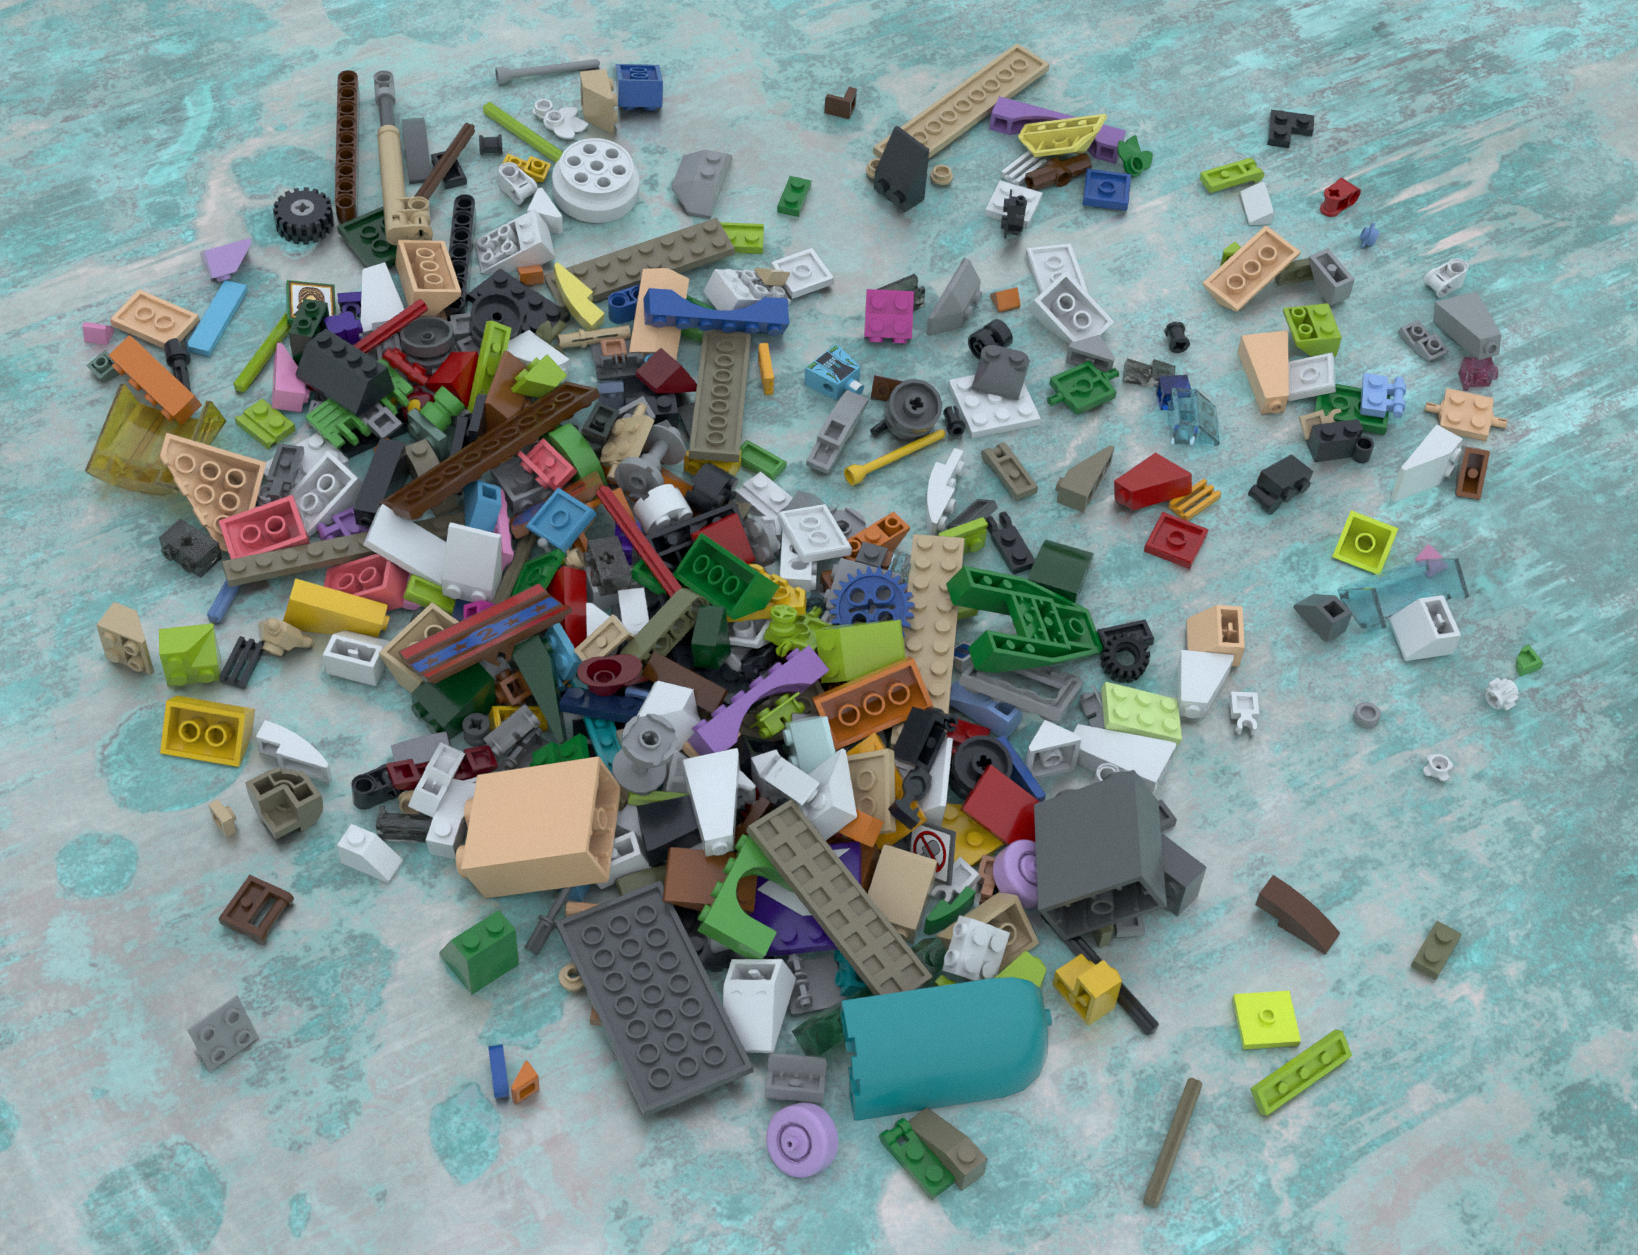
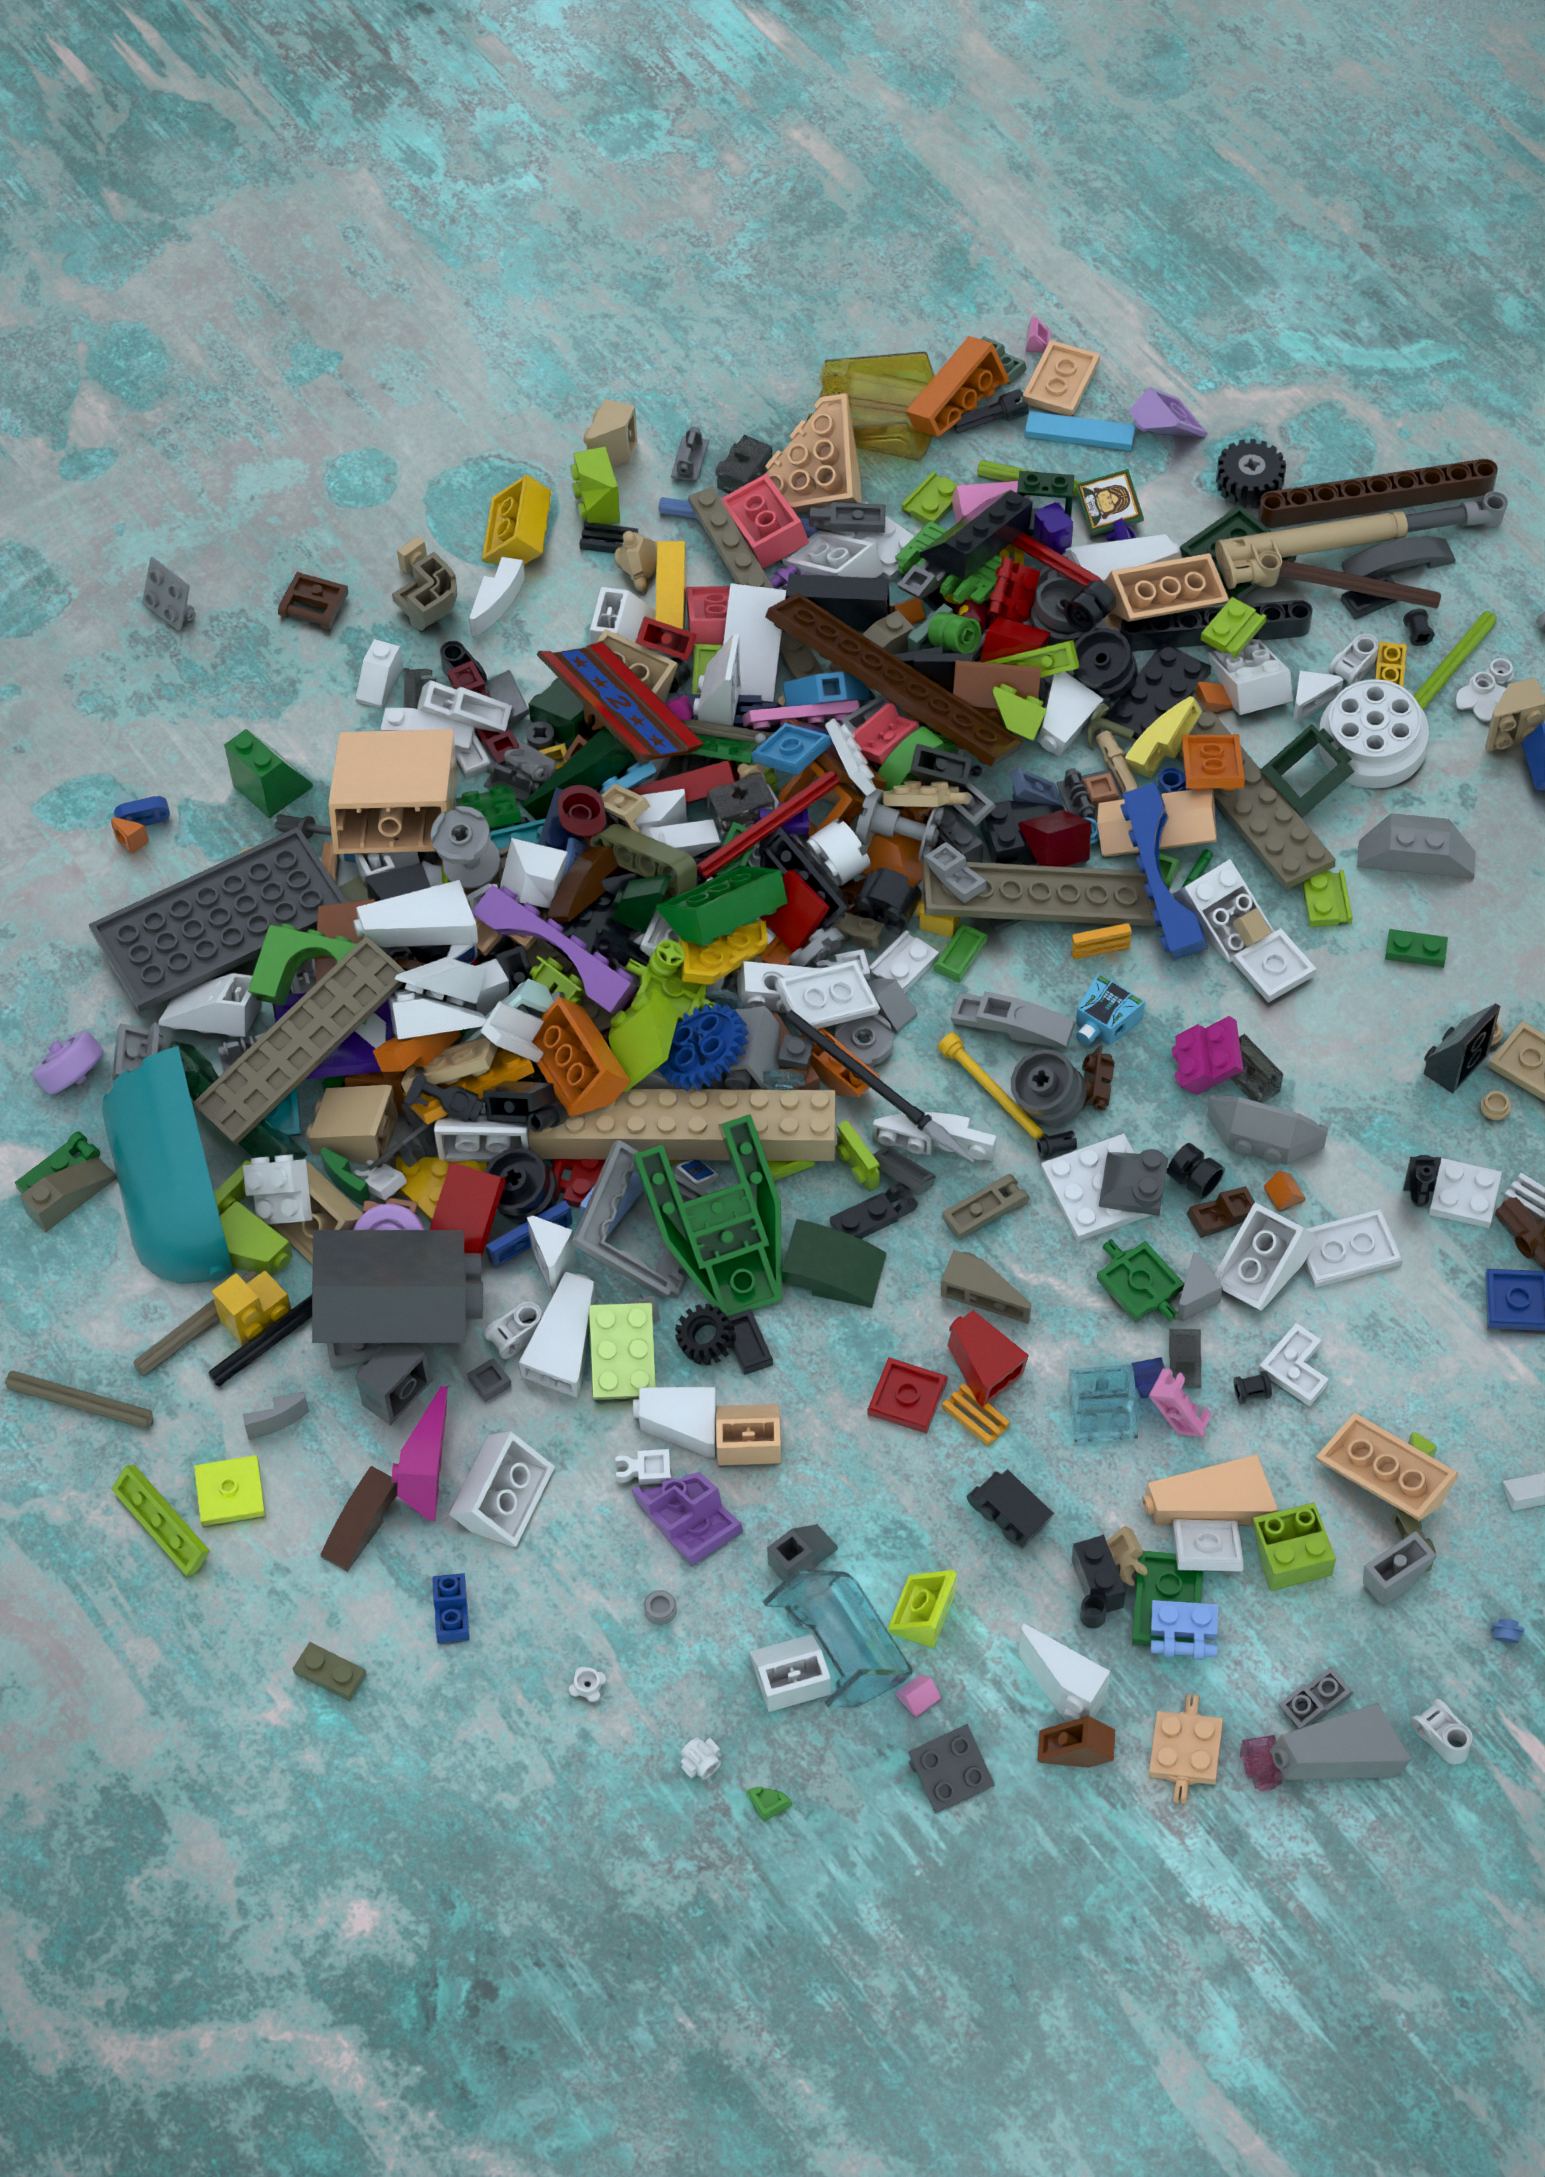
camera: 90 degrees right, 5 degrees up
(160, 590) = (690, 456): none -> flat silver hinge
(403, 605) = (665, 638): none -> red slope
(447, 310) = (1090, 606): none -> black wheel
(476, 239) = (1233, 627): none -> lime plate
(594, 470) = (851, 756): none -> white plate
(618, 264) = (1212, 762): none -> orange plate
(625, 195) = (1292, 754): none -> dark green window
(707, 432) = (952, 871): none -> light grey slope
(852, 743) = (513, 1030): none -> white panel
(941, 487) = (914, 1114): none -> black piece
(1022, 334) = (1225, 1212): none -> reddish brown slope
(1095, 1039) = (181, 1335): none -> dark tan axle
(1157, 316) = (1288, 1365): none -> white plate
(1195, 972) = (285, 1412): none -> light grey slope
(1203, 371) = (1177, 1406): none -> bright pink hinge
(1247, 851) = (422, 1459): none -> dark pink wedge
(1266, 812) = (502, 1489): none -> white slope
(1287, 687) = (689, 1515): none -> medium lavender slope
(1374, 859) = (451, 1608): none -> blue slope
(1492, 547) = (950, 1768): none -> dark grey hinge

